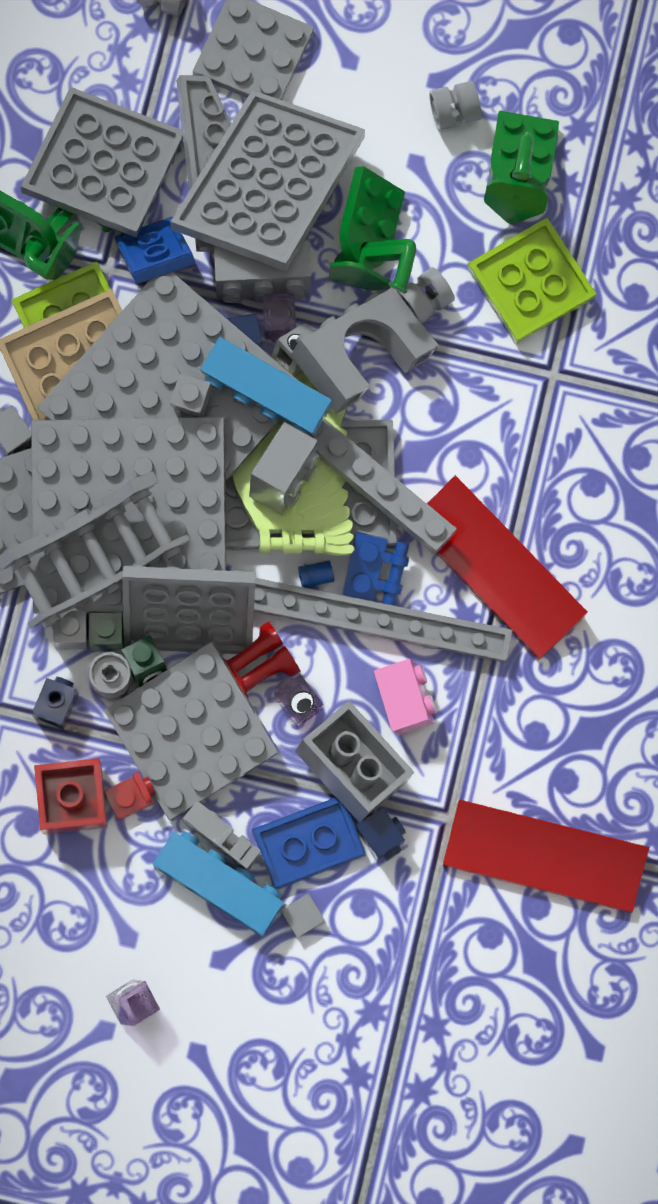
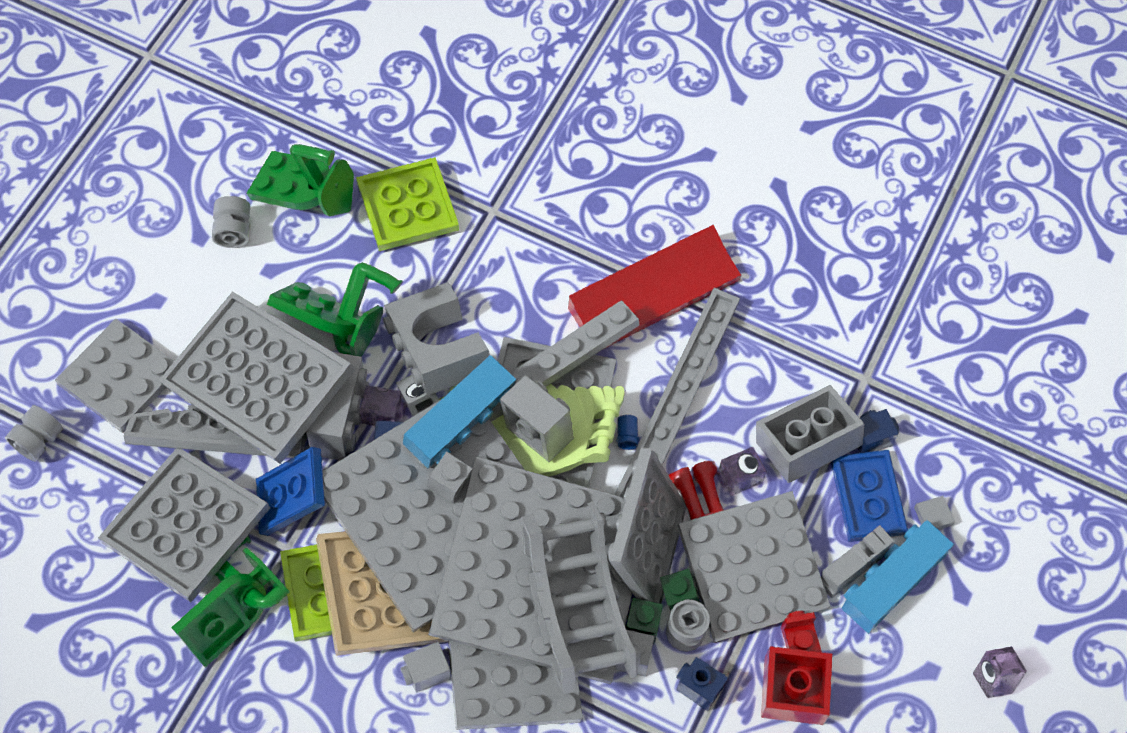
camera: 75 degrees left, 15 degrees down
(365, 567) = (639, 393): blue plate -> none
(405, 696) = (757, 382): bright pink brick -> none
(436, 288) = (402, 271): light grey wheel -> none
(545, 856) = (911, 313): red arch -> none

